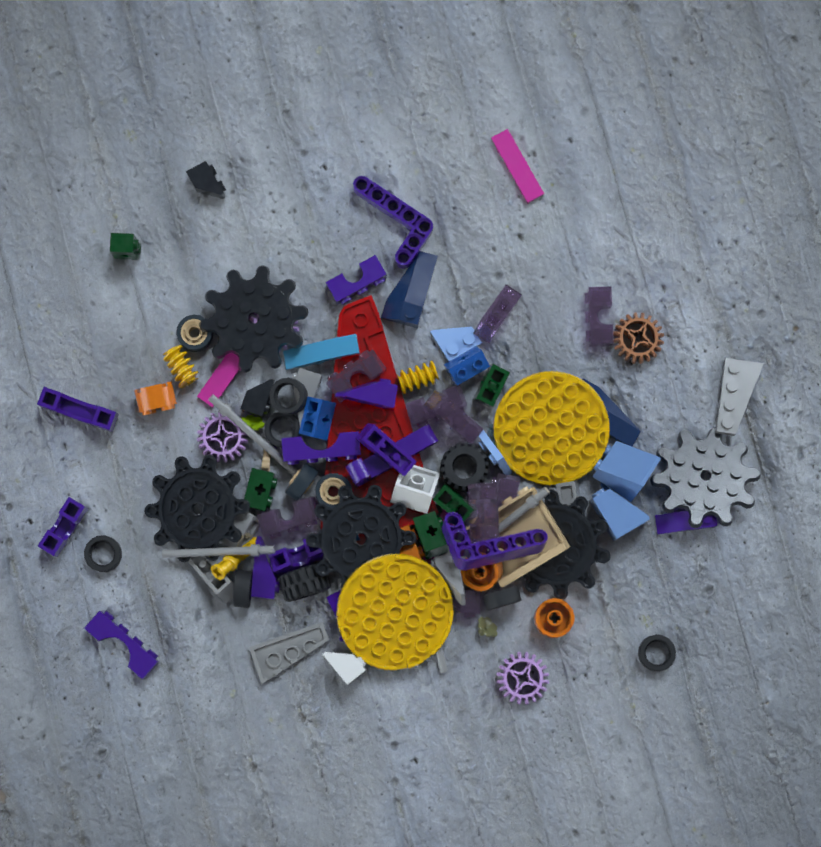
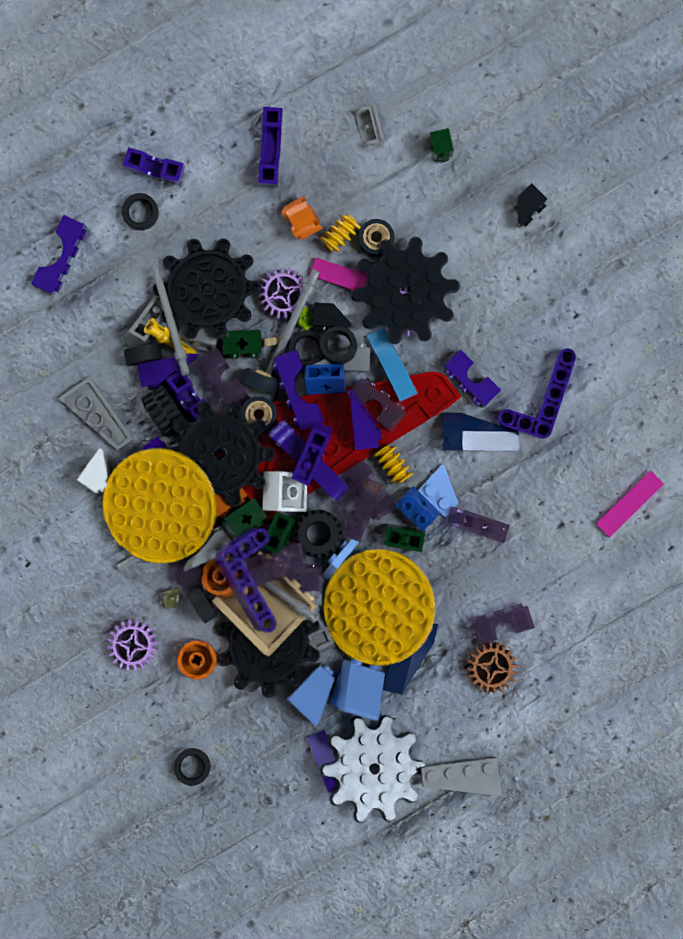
camera: 75 degrees right, 5 degrees up
(86, 309) = (369, 126): none -> light grey hinge

